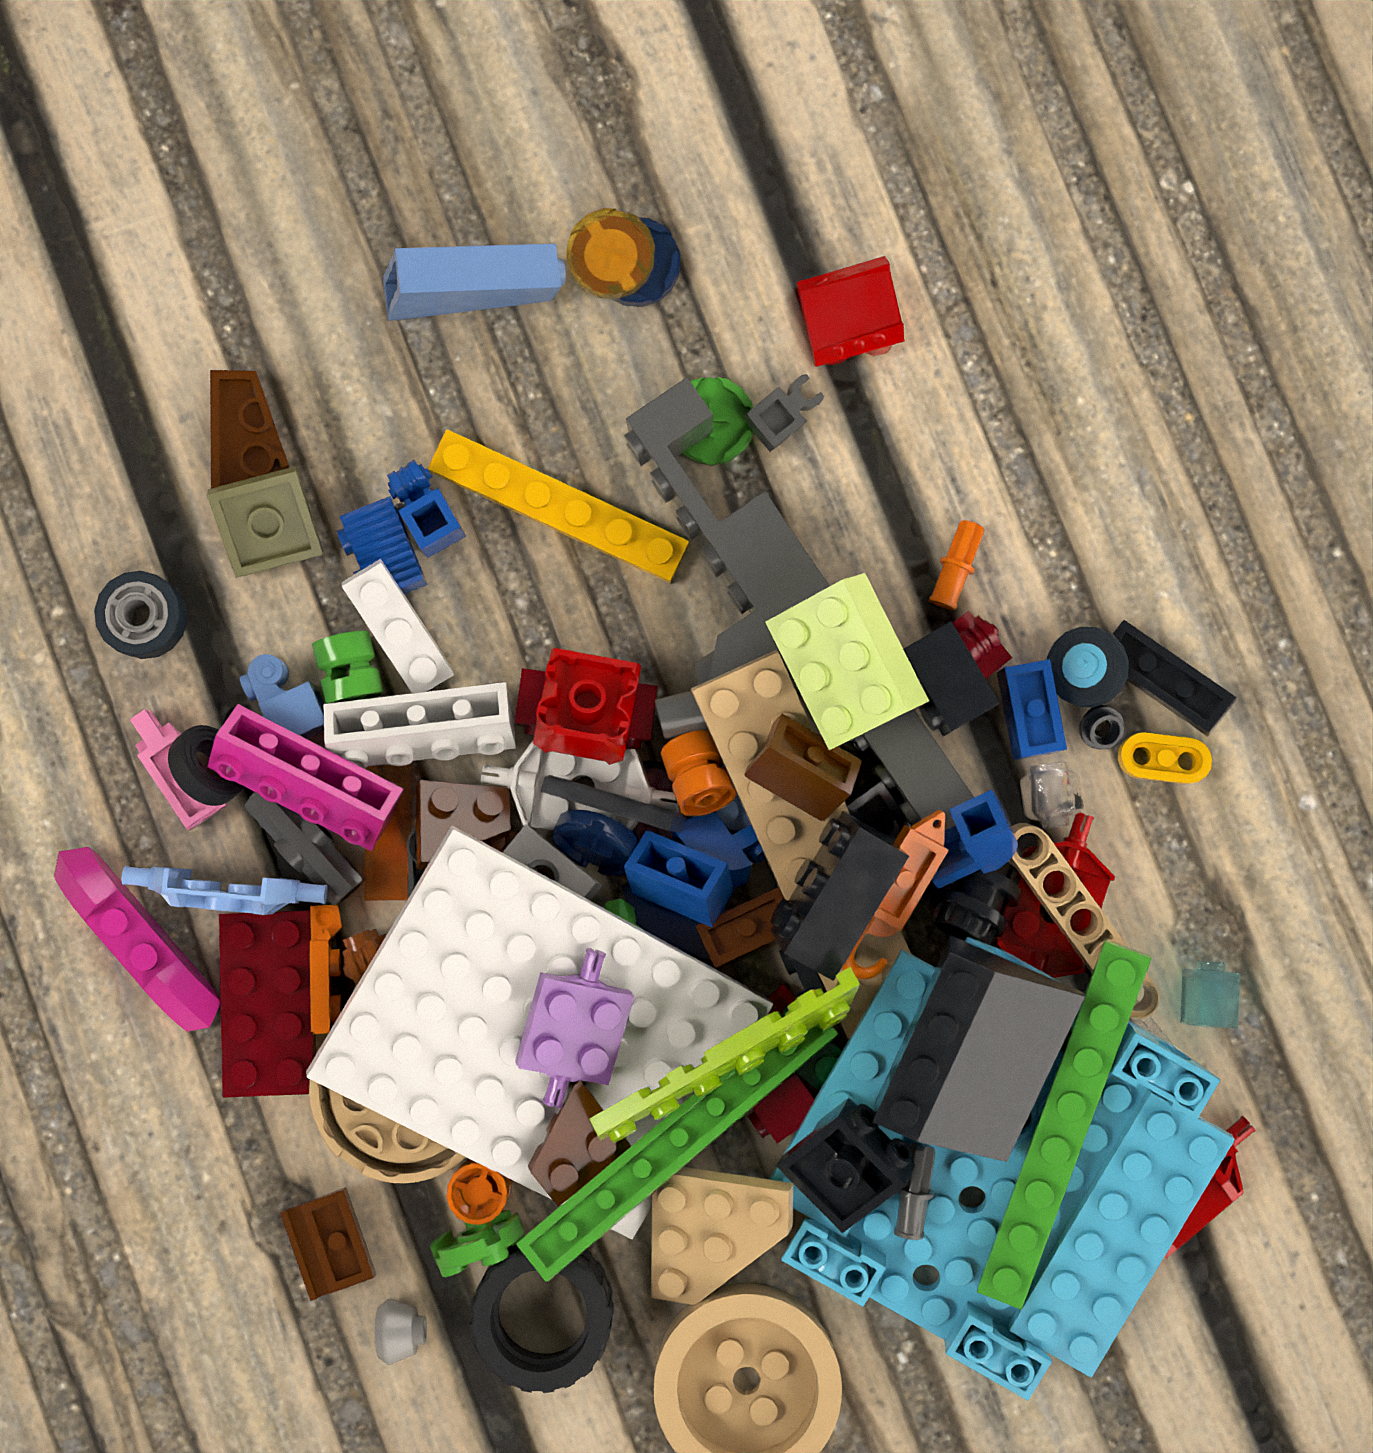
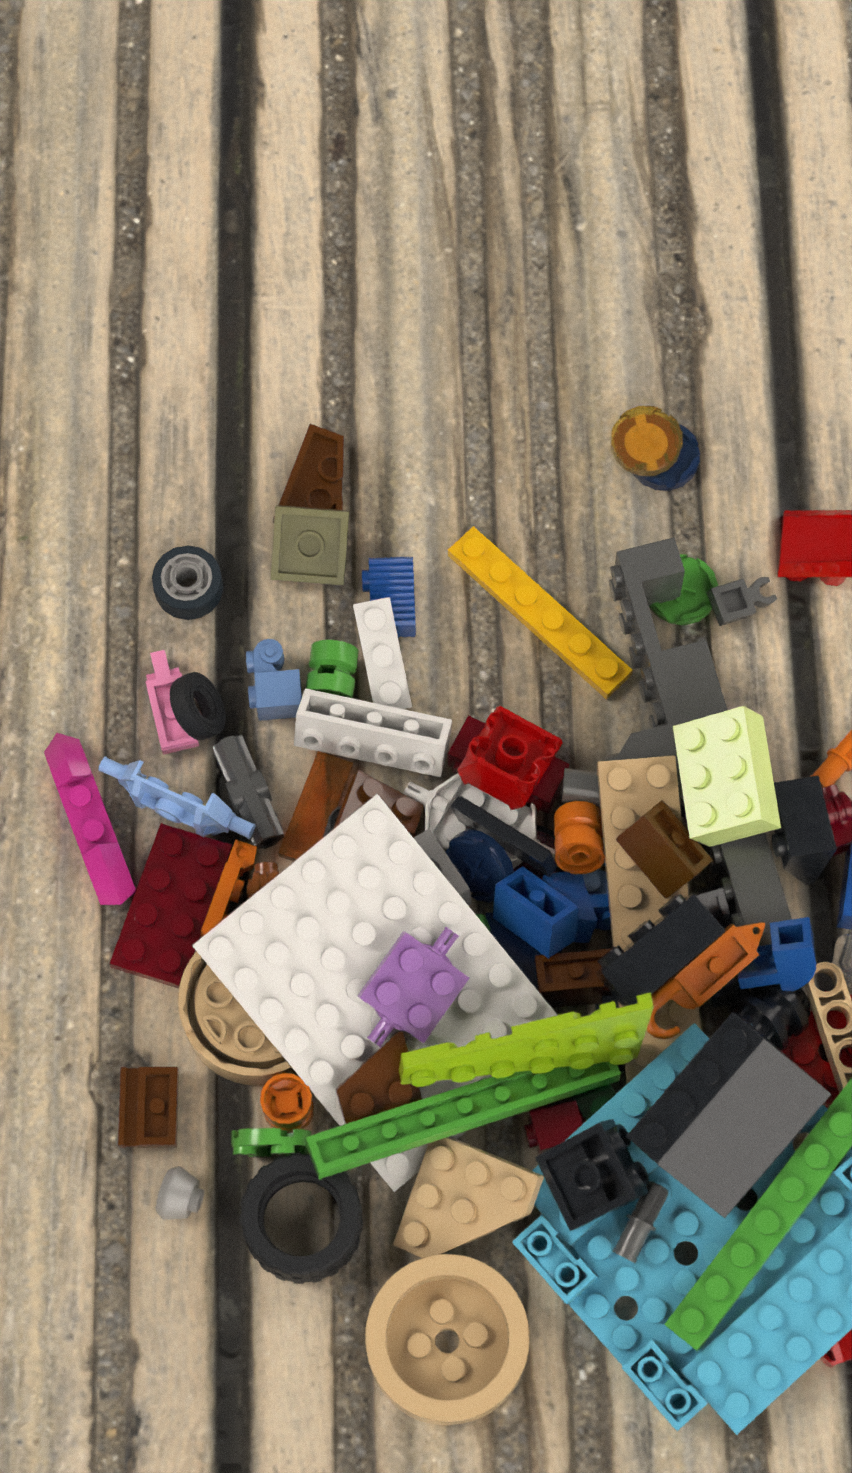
camera: 20 degrees right, 15 degrees down
(304, 777) = (270, 736): dark pink brick -> none
(425, 510) = (436, 577): blue brick -> none
(470, 278) = (531, 423): medium blue slope -> none

